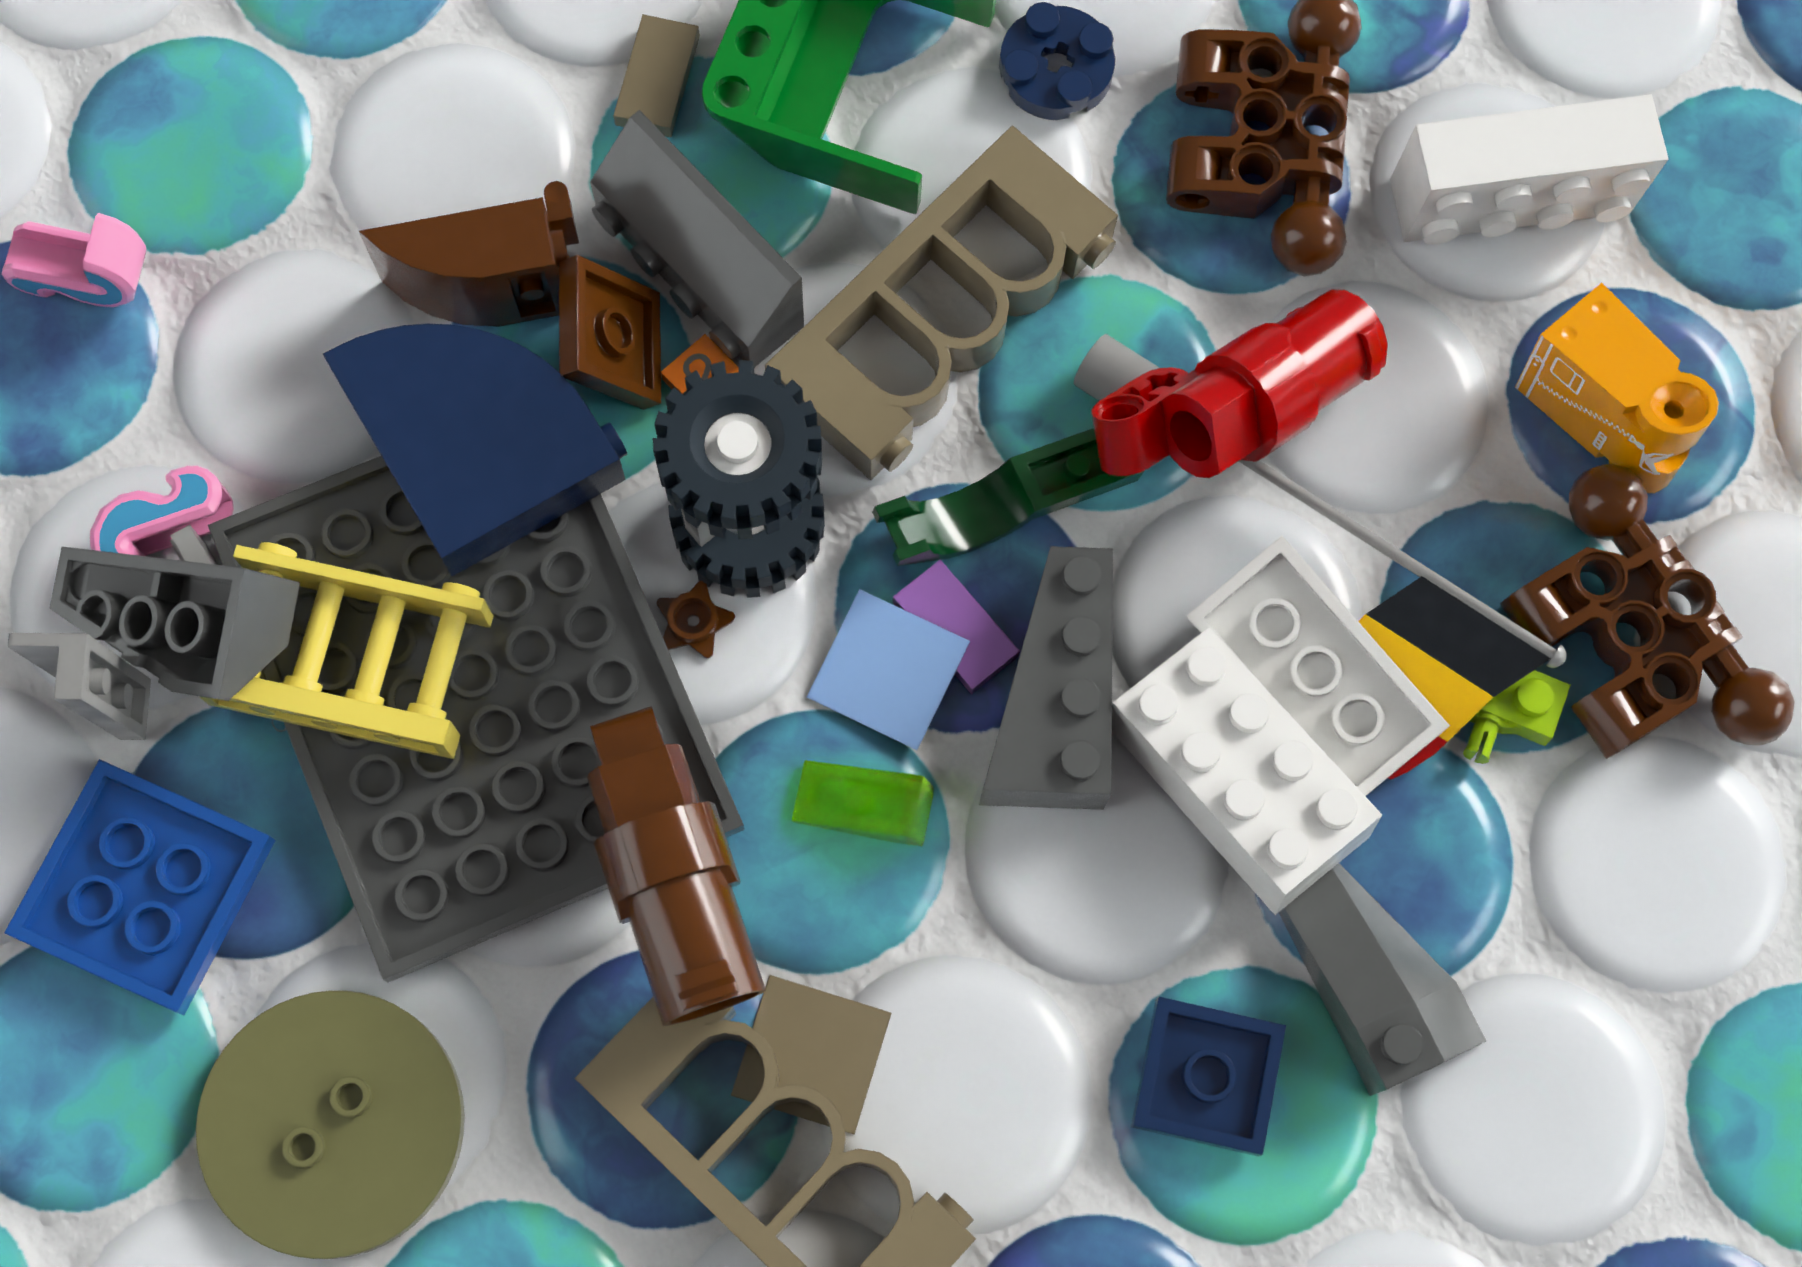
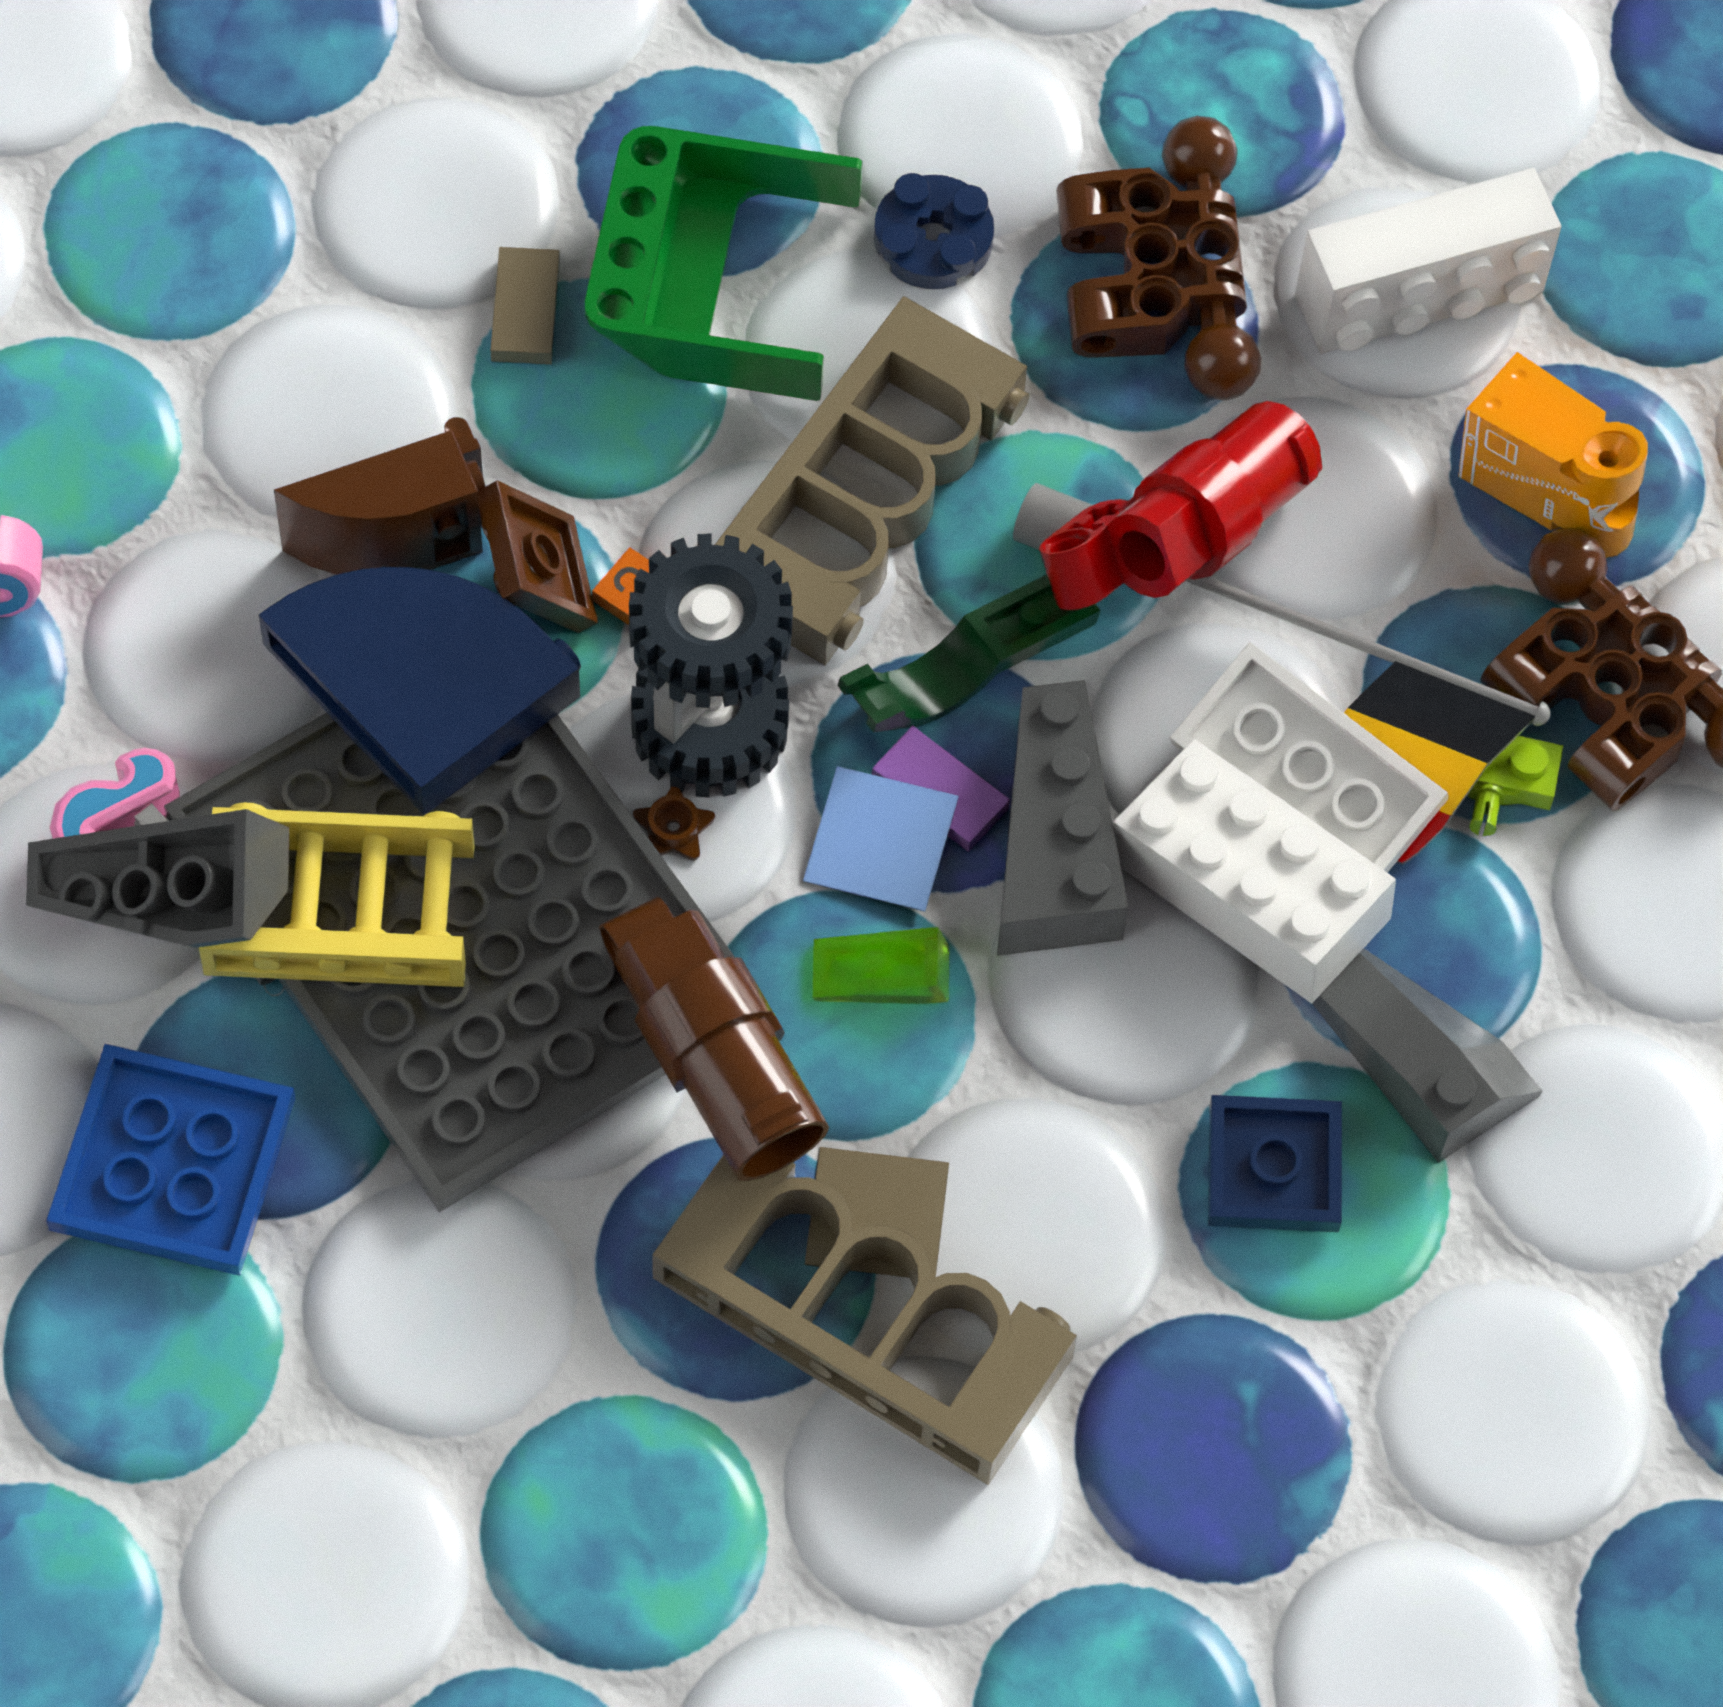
camera: 10 degrees left, 10 degrees down
(90, 680) = (86, 950): light grey panel -> none
(330, 1125) = (411, 1351): olive plate -> none
(696, 244) = (604, 453): dark grey slope -> none

